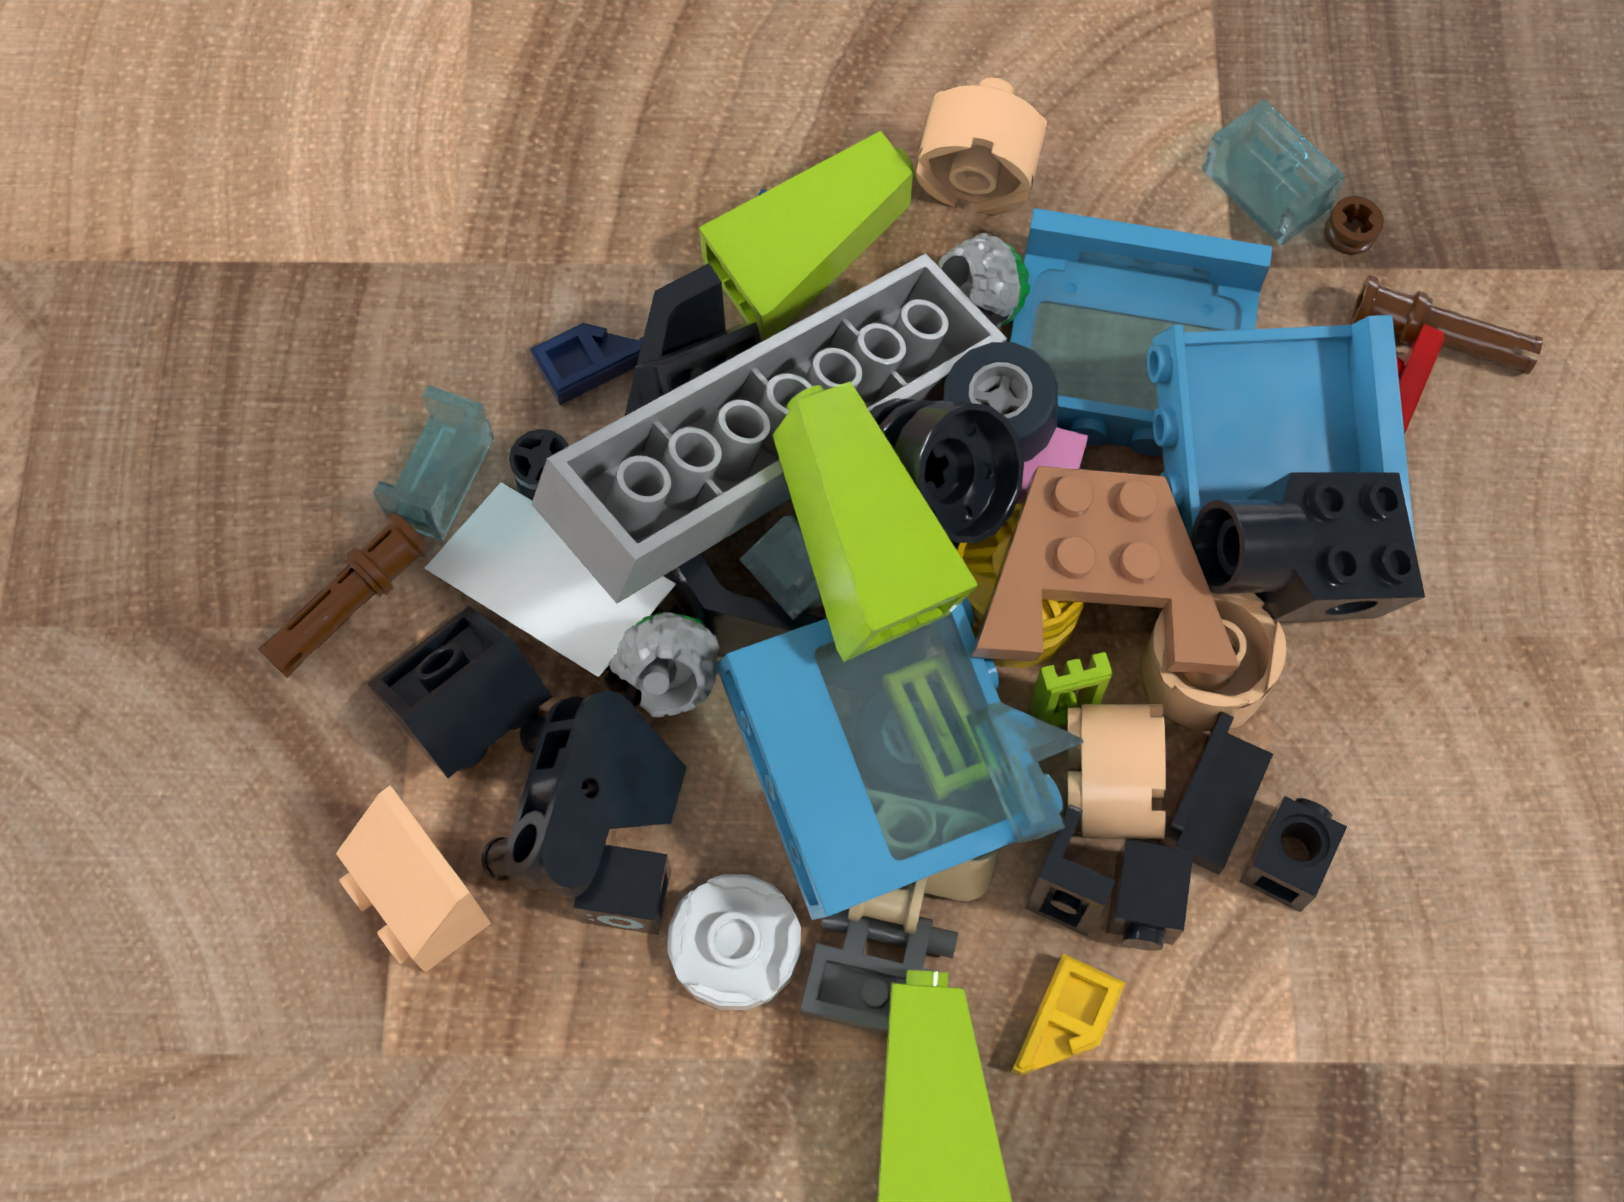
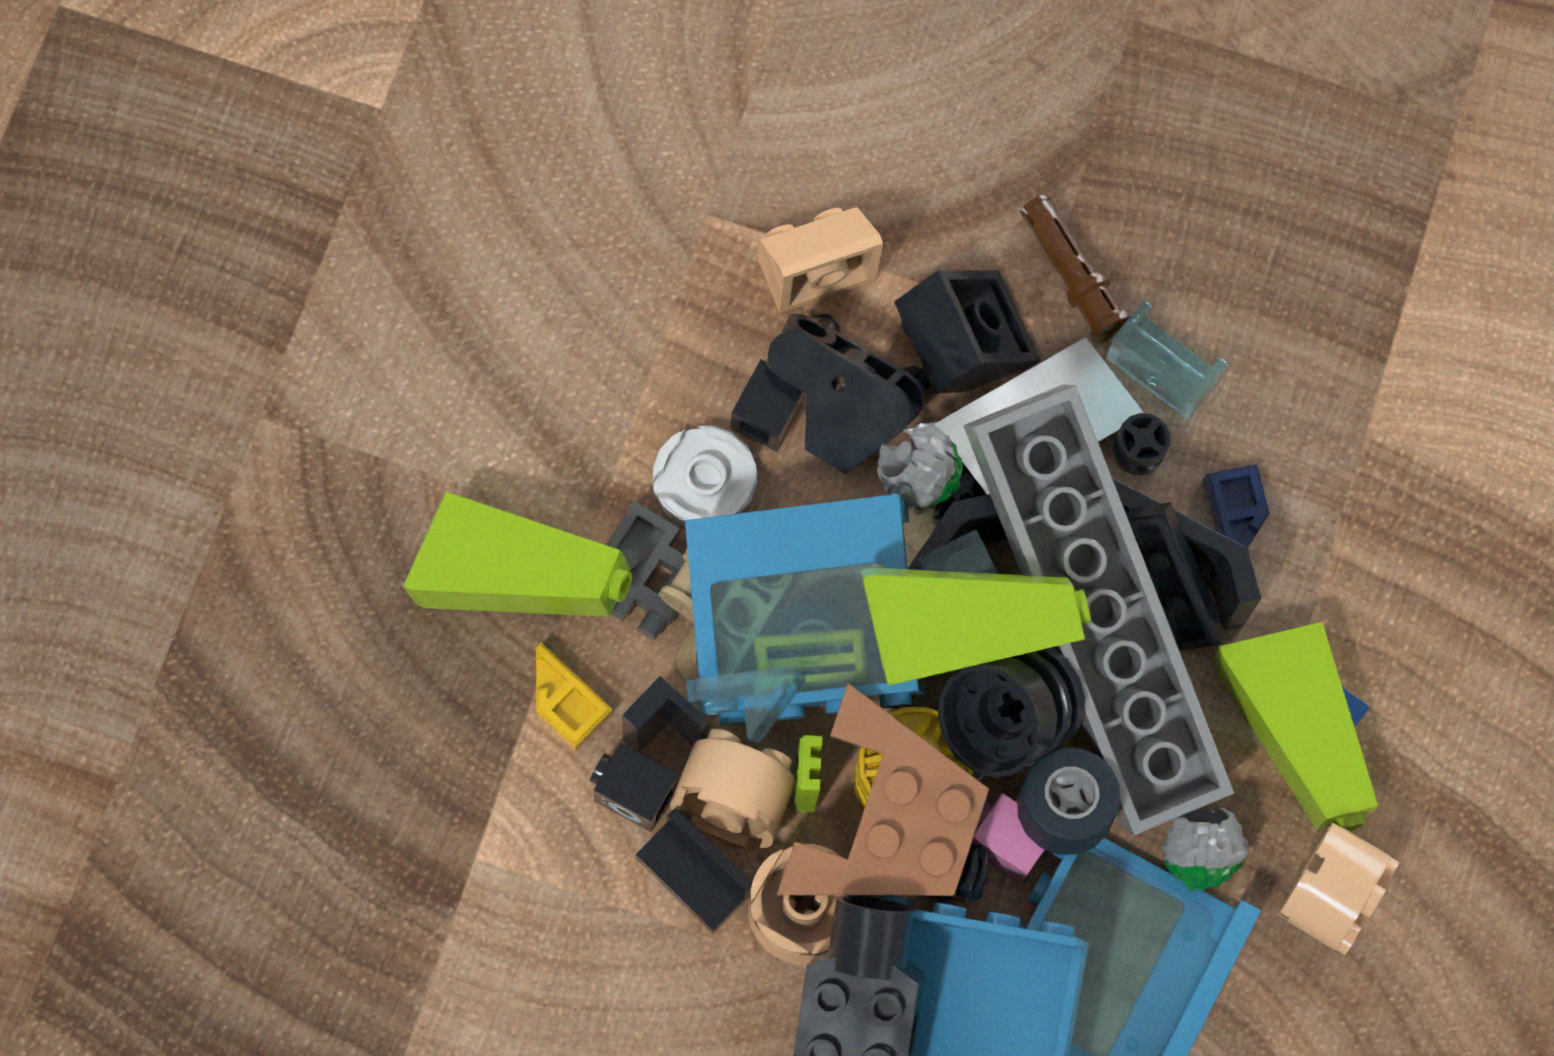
camera: 100 degrees right, 5 degrees up
(1276, 873) = (625, 886): black brick -> none

